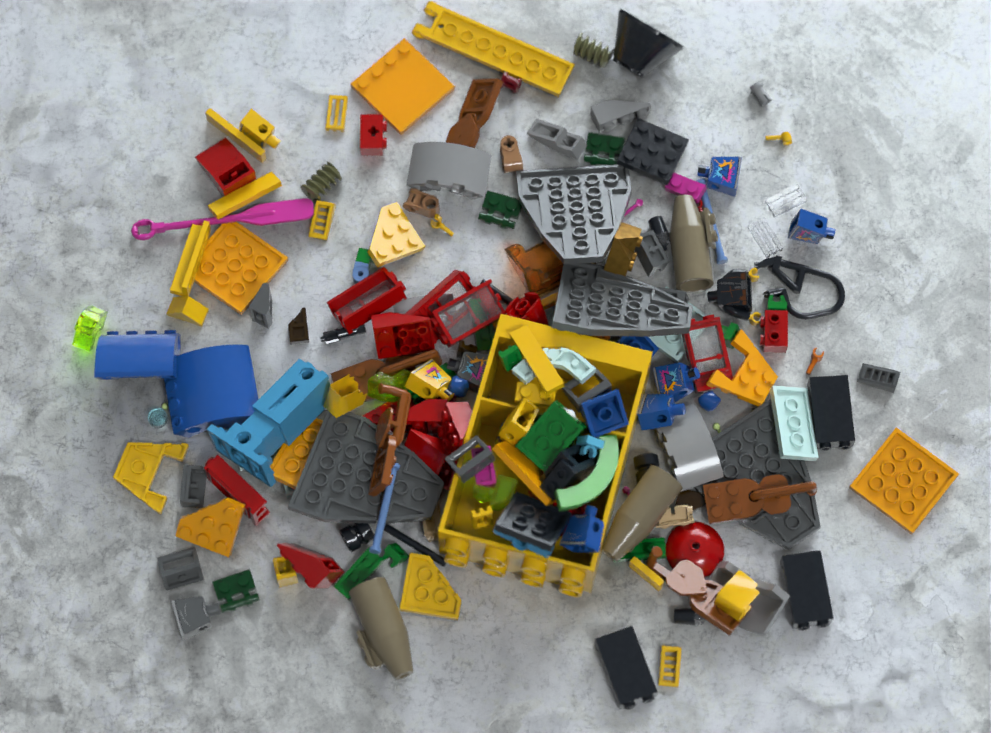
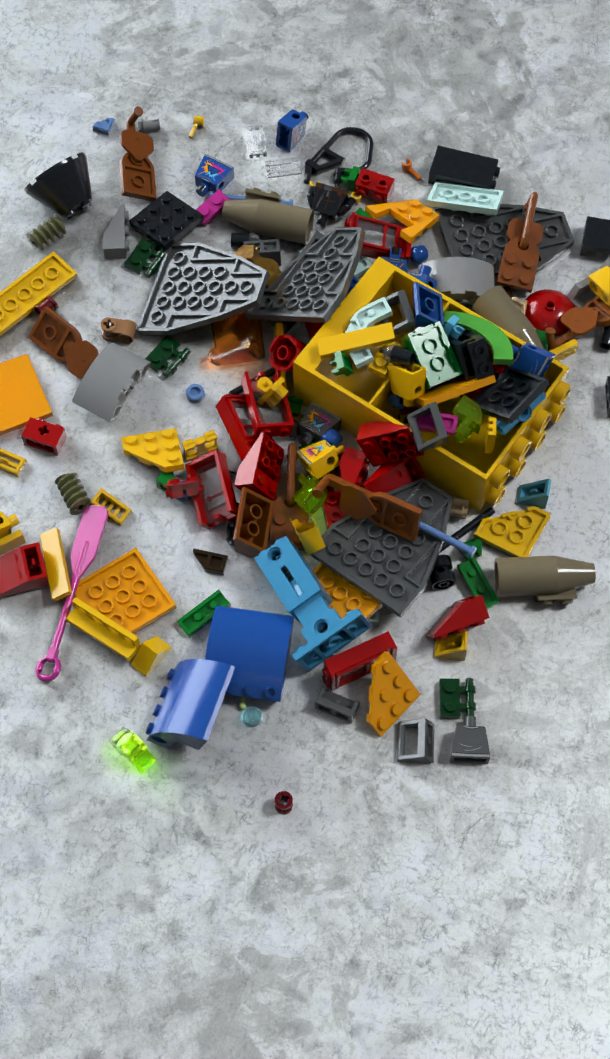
camera: 70 degrees left, 5 degrees down
(82, 466) = (286, 797): none -> dark red bush
(140, 465) = (298, 747): yellow wing -> none
(236, 335) = (202, 613): none -> green hinge
(262, 306) = (181, 579): dark grey tile -> none
(342, 345) = (252, 523): none -> dark orange slope
(354, 266) = (191, 485): none -> red hinge
(410, 272) = (209, 438): none -> yellow piece
(419, 201) = (130, 418): medium nougat piece -> none
(439, 224) = (159, 409): yellow hand -> none
(471, 250) = (195, 393): none -> medium blue tile
(476, 597) = (534, 493): none -> medium azure slope
(478, 309) = (273, 392): none -> yellow hips
(533, 403) = (398, 355): none -> black piece
(557, 138) = (119, 288): light grey slope -> none
(689, 104) = (135, 168): none -> dark orange plate
(744, 54) = (104, 126): none -> medium blue tile
(890, 387) = (449, 119): dark grey slope -> none
(904, 480) = (542, 143): light orange plate -> none

